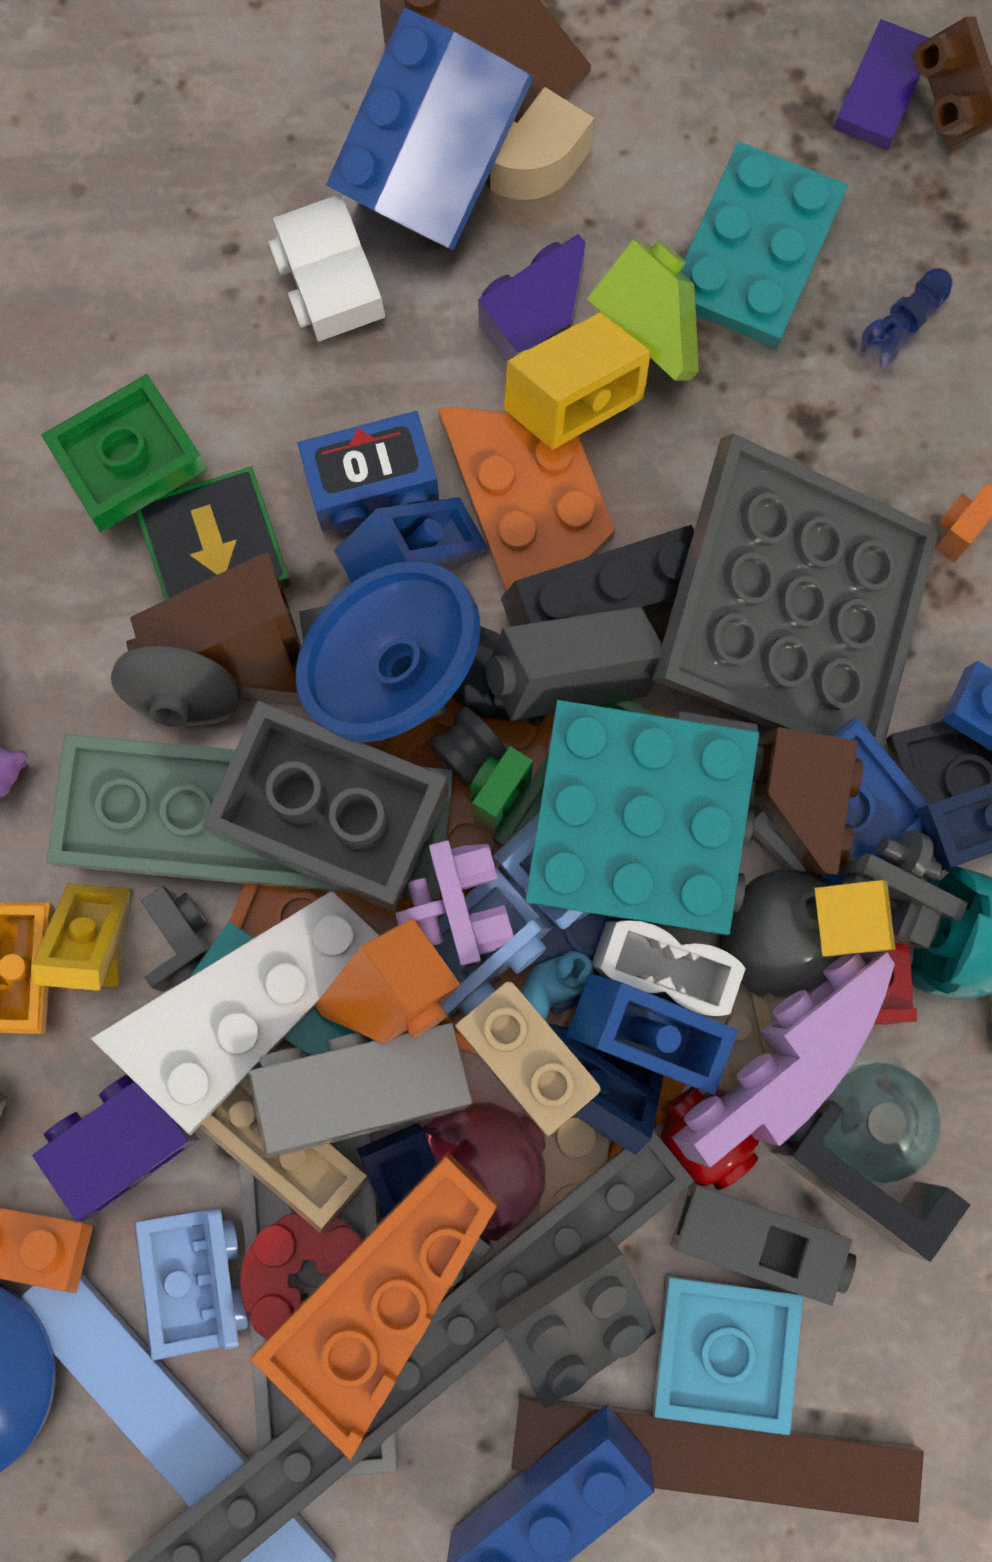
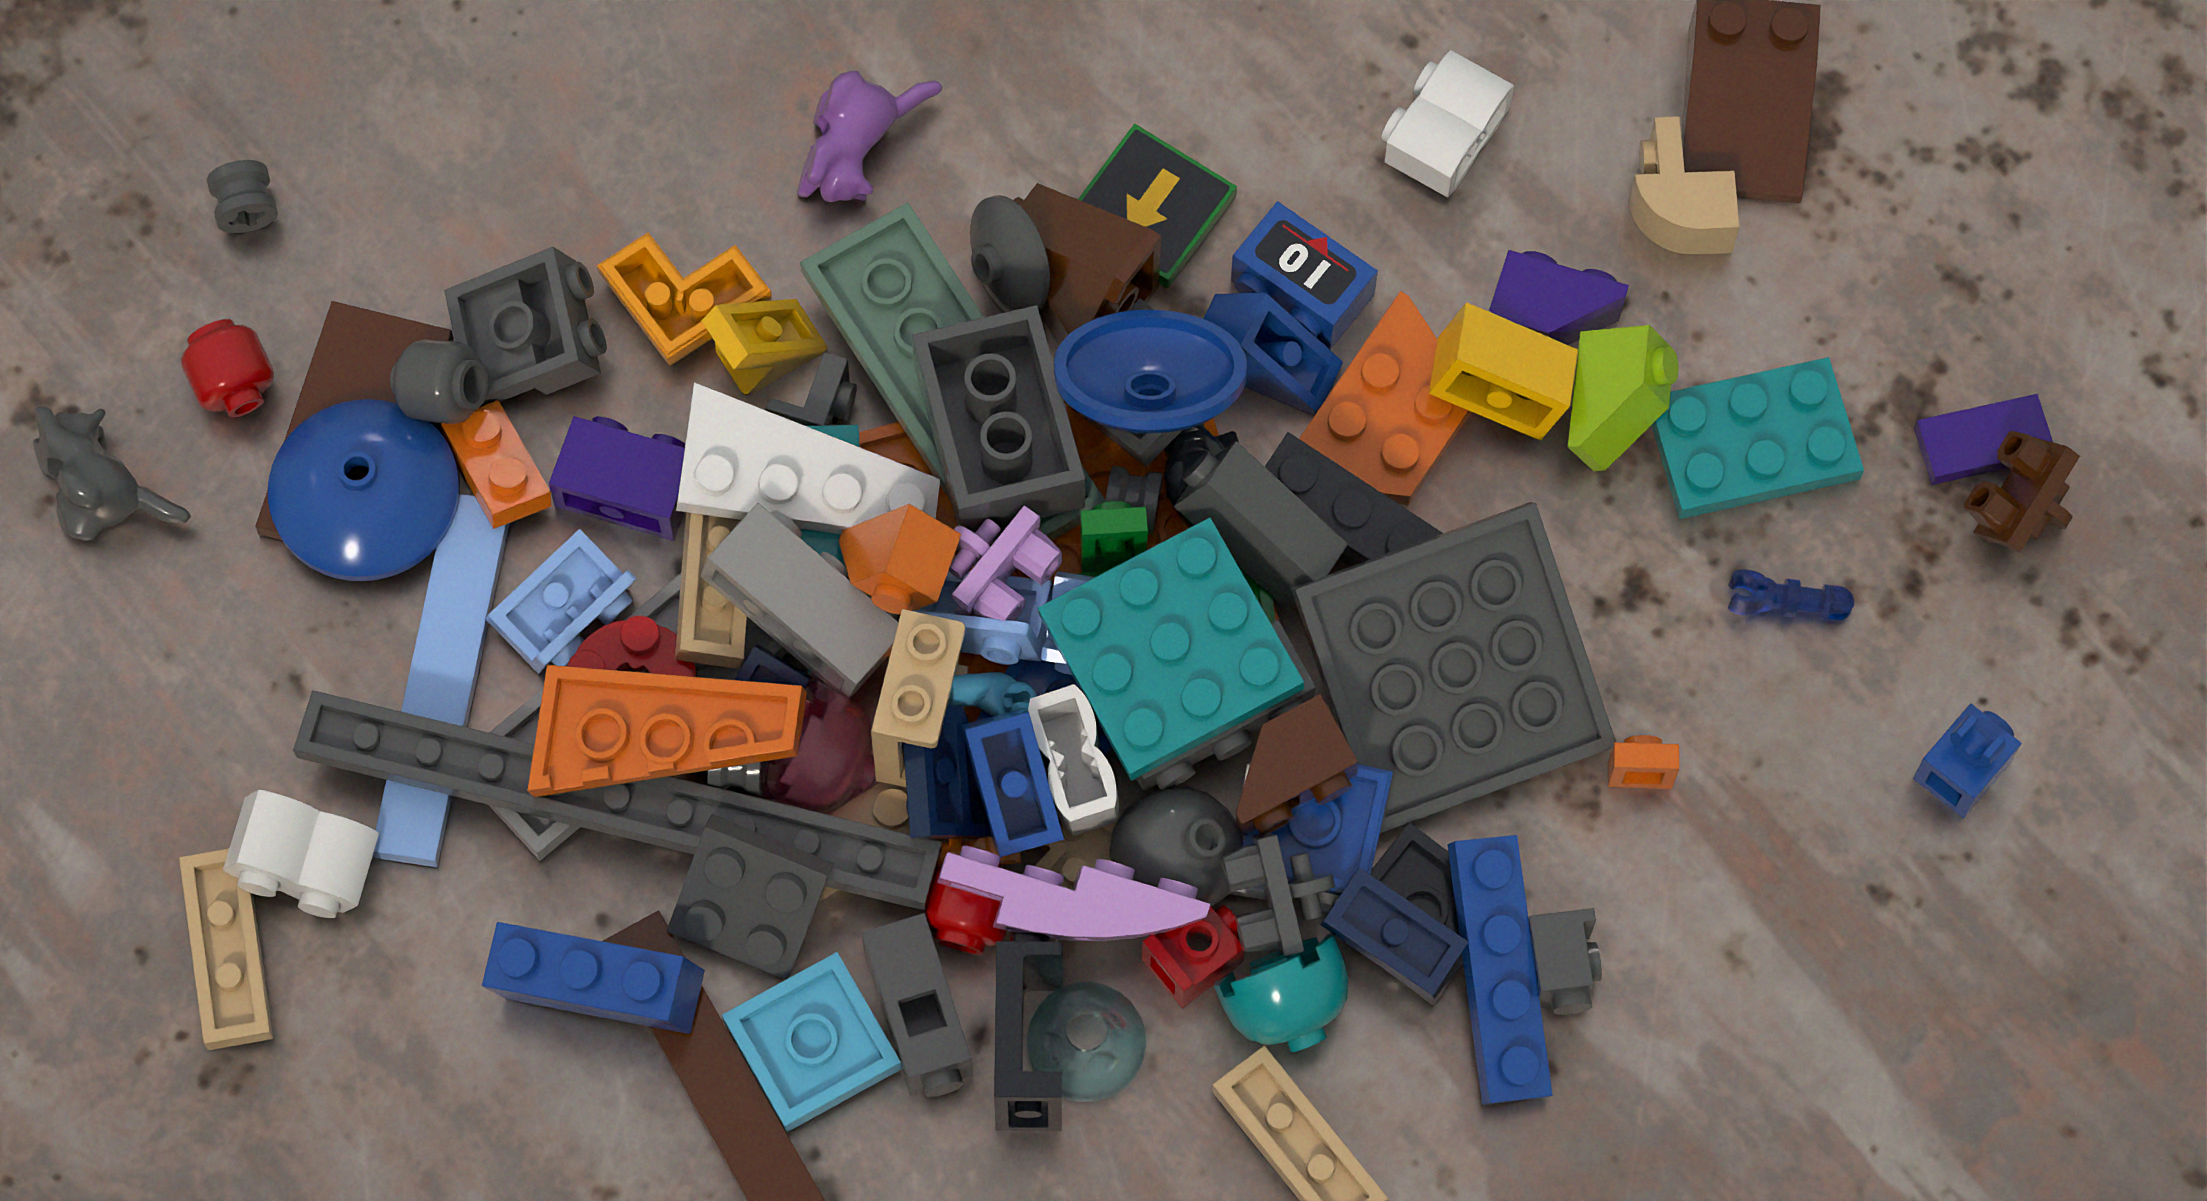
camera: 50 degrees right, 10 degrees down
(124, 452) = (1168, 84): green plate -> none
(429, 129) = (1615, 109): slope -> none
(854, 918) = (1216, 859): yellow tile -> none

